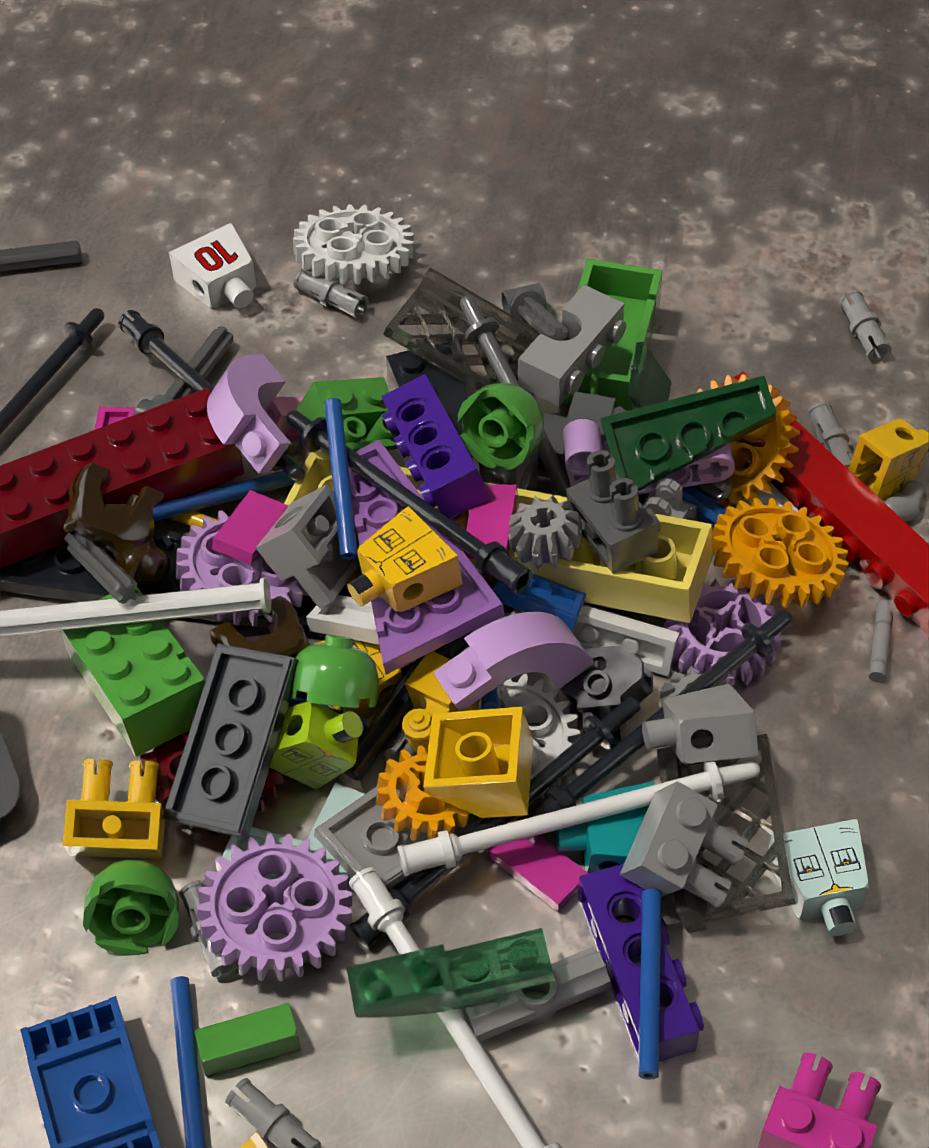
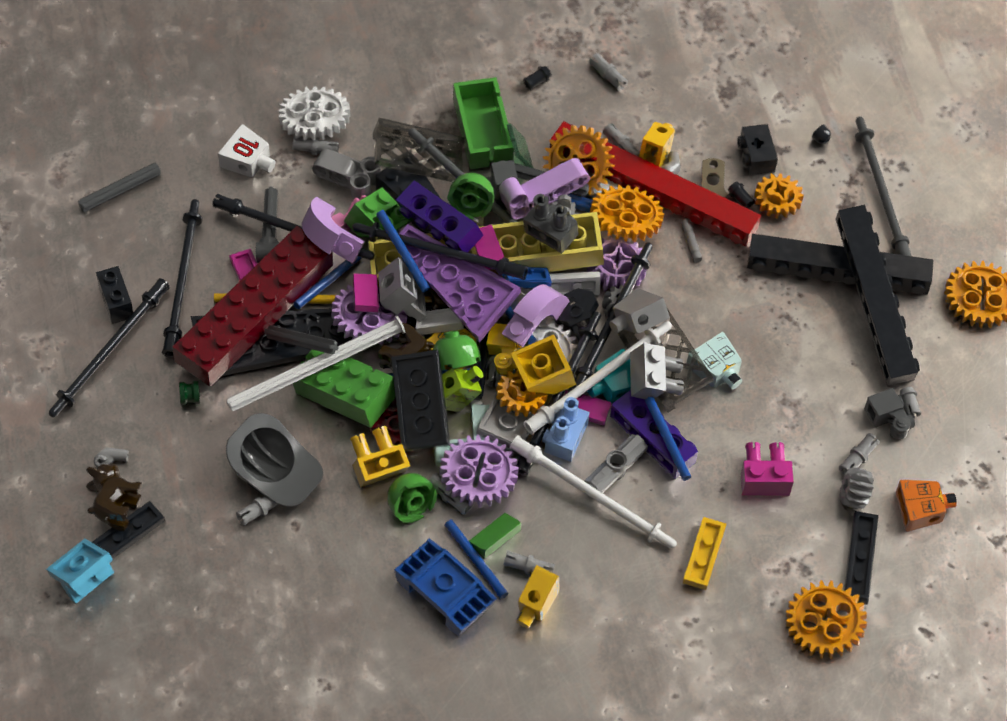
camera: 30 degrees left, 5 degrees up
(120, 528) = (298, 316): dark brown animal -> none
(350, 340) = (347, 171): none -> light grey piece
(405, 564) = (465, 284): yellow torso -> none
(451, 979) = (582, 469): clear green slope -> none
(476, 892) = (566, 430): none -> light blue brick
(530, 306) = (430, 119): dark grey axle -> none
(545, 532) = (520, 243): light grey gear -> none
(558, 367) = (474, 152): light grey arch -> none
(677, 432) = (560, 166): dark green wing -> none
(740, 299) = (538, 77): none -> black pin

